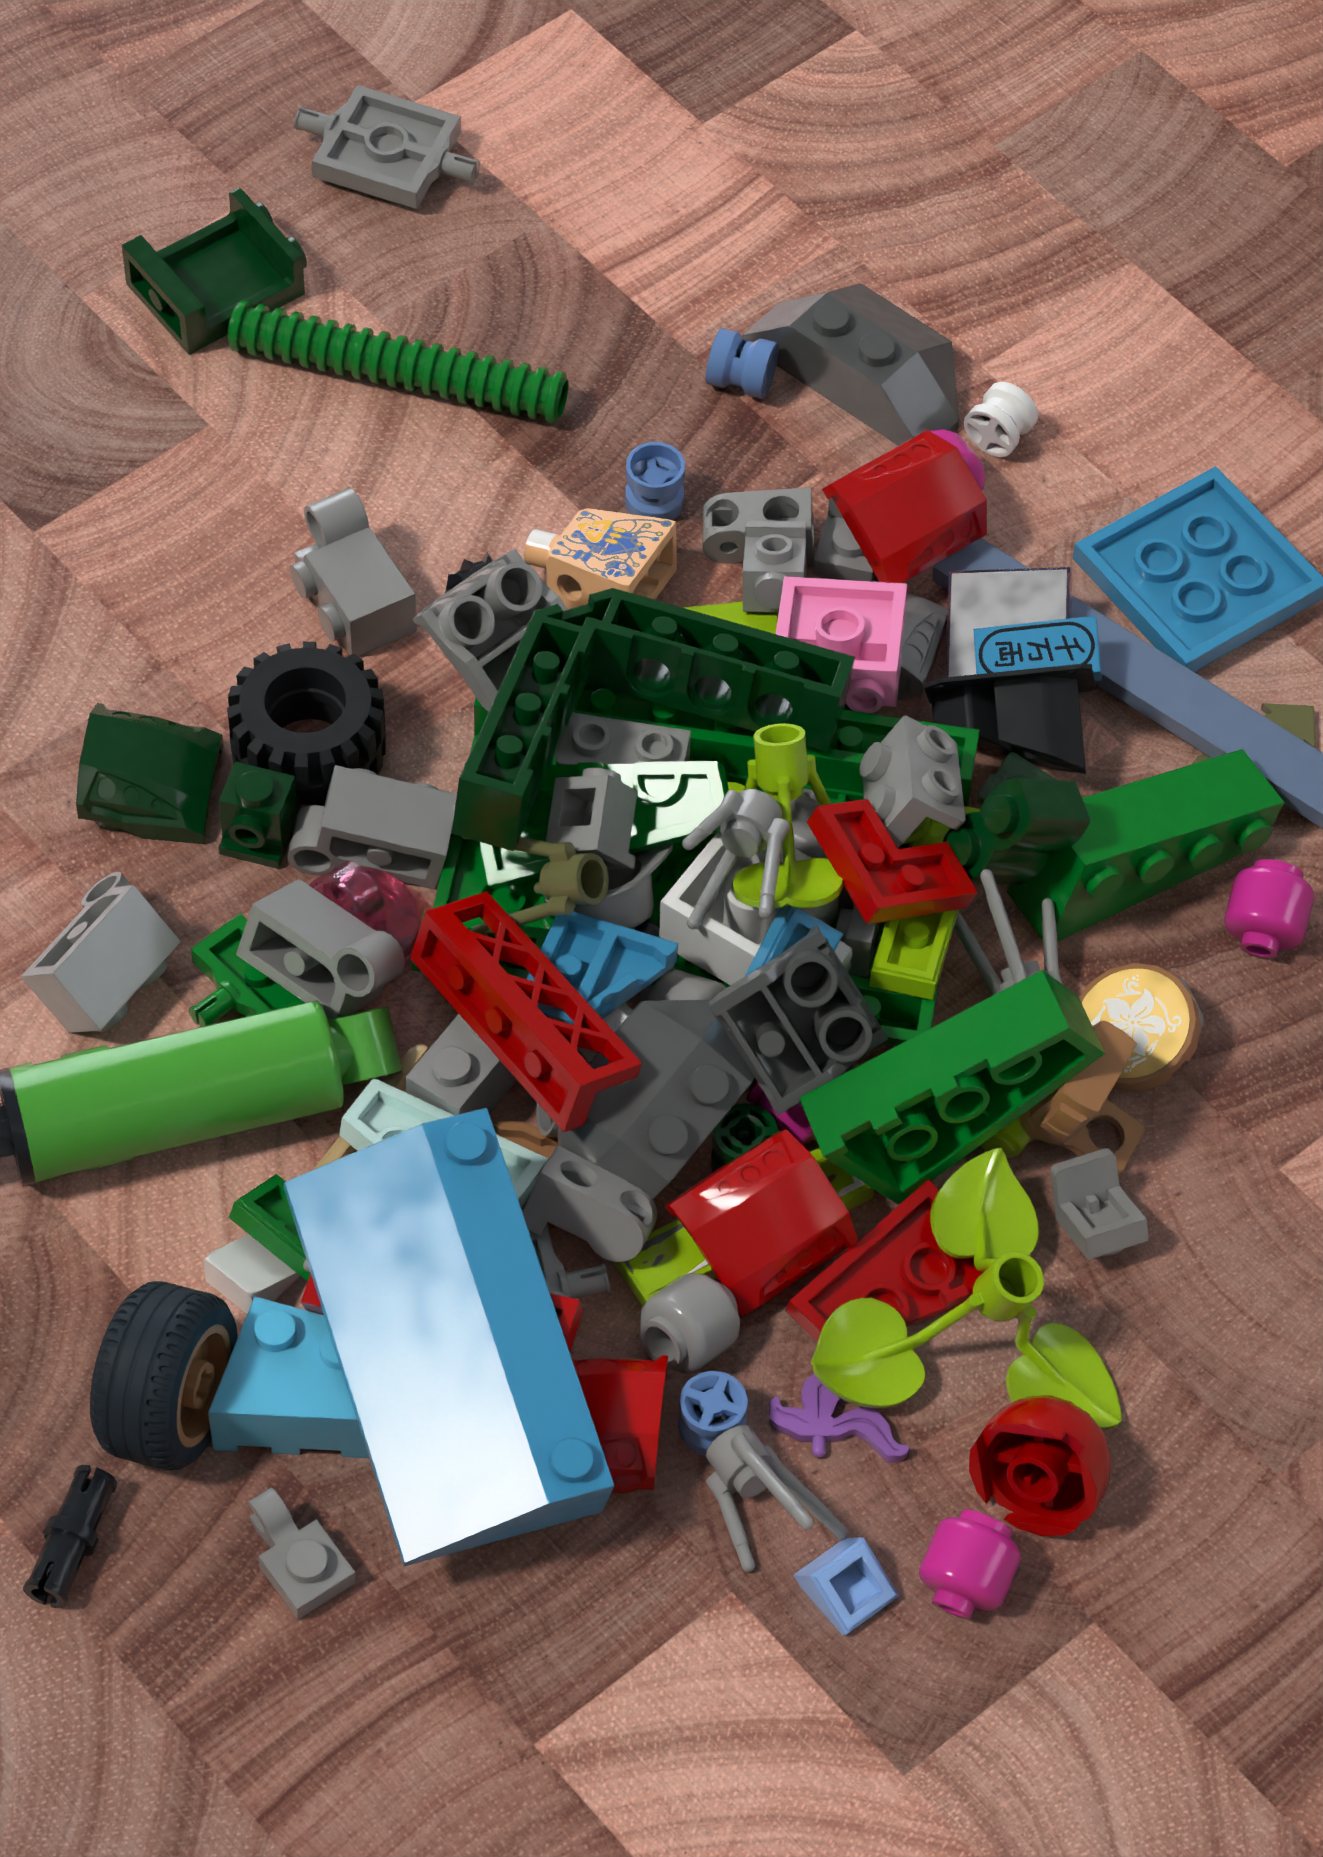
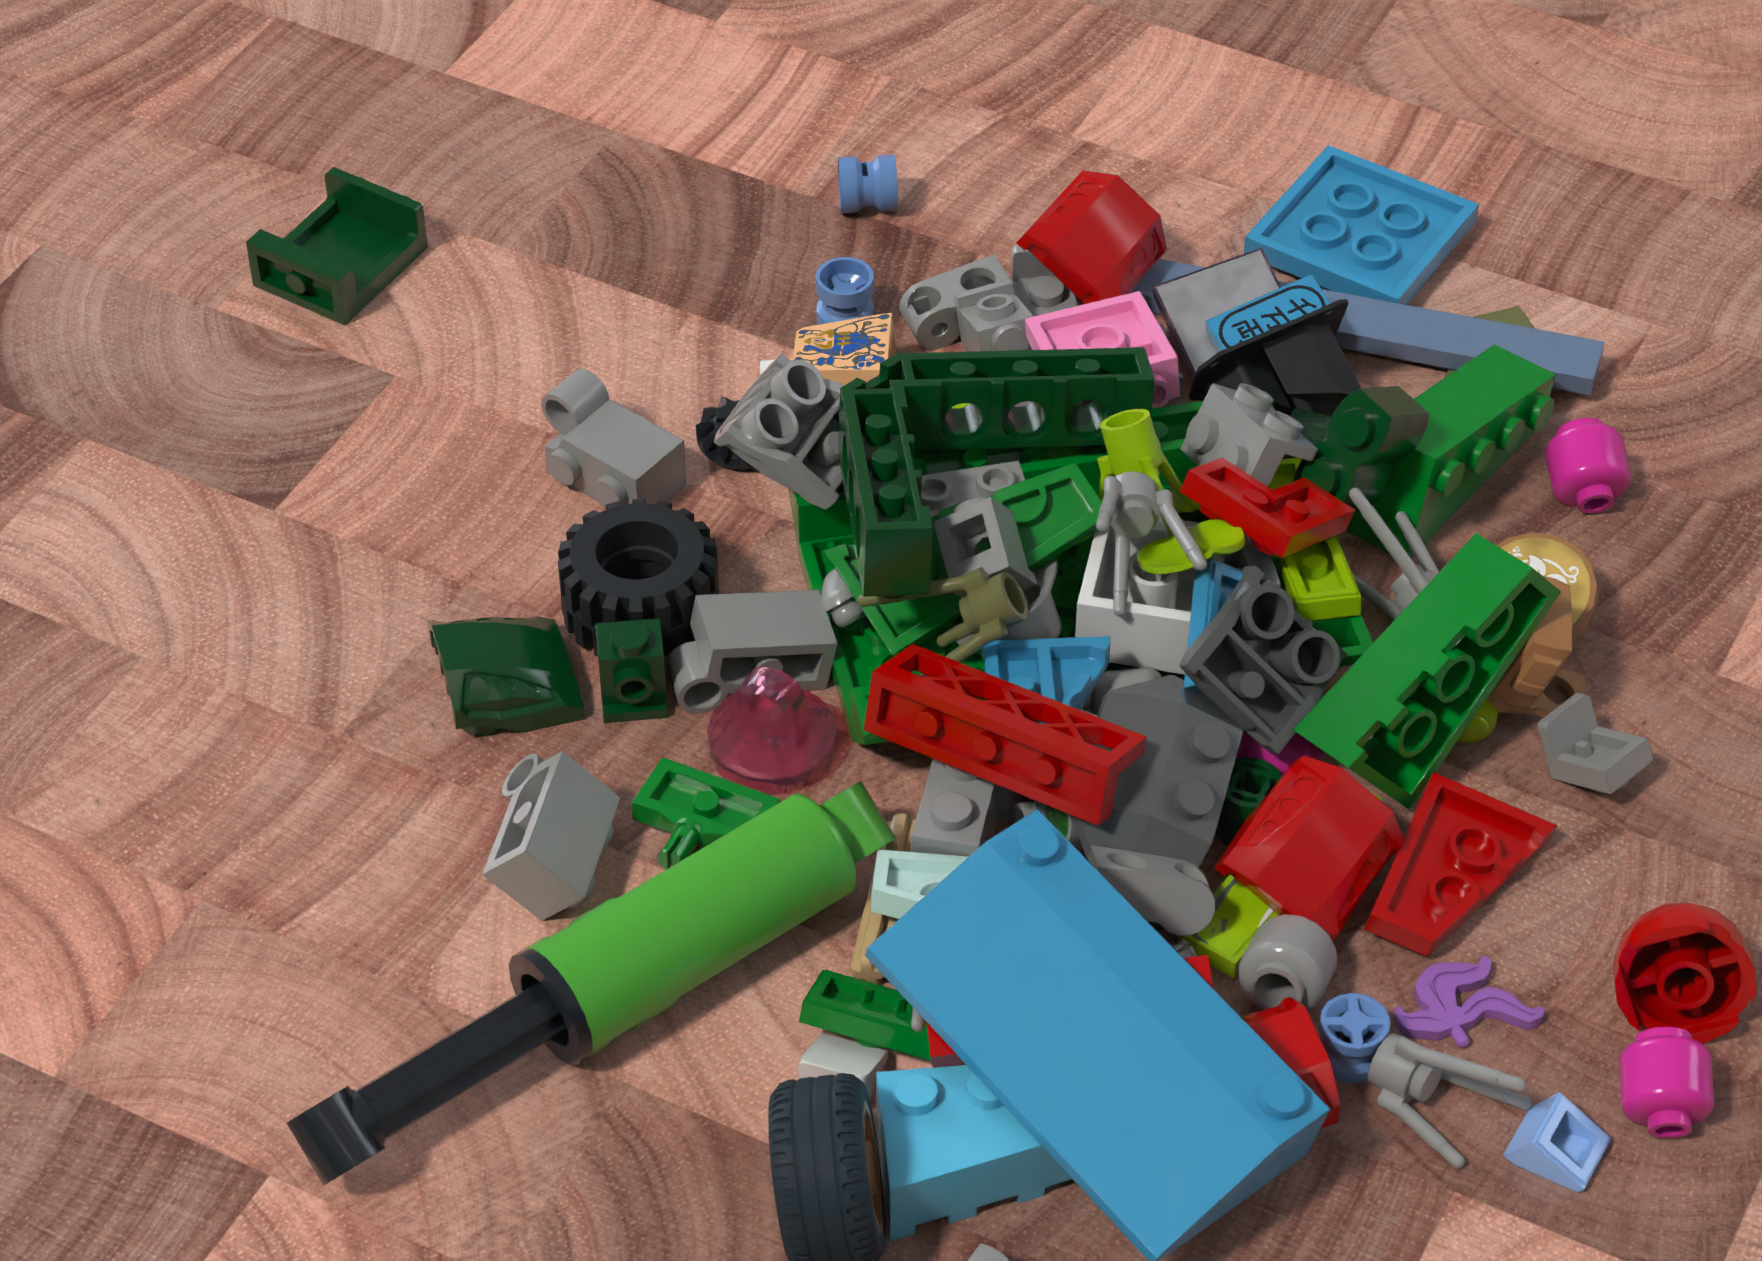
camera: 20 degrees left, 10 degrees down
(319, 950) = (768, 754): light grey hinge -> none
(386, 146) = (443, 108): light grey plate -> none
(398, 361) = (550, 269): green piece -> none
(866, 359) = (974, 153): dark grey wedge -> none
(983, 1216) = (1506, 788): lime plant -> none
(1001, 419) = (1132, 152): white wheel -> none

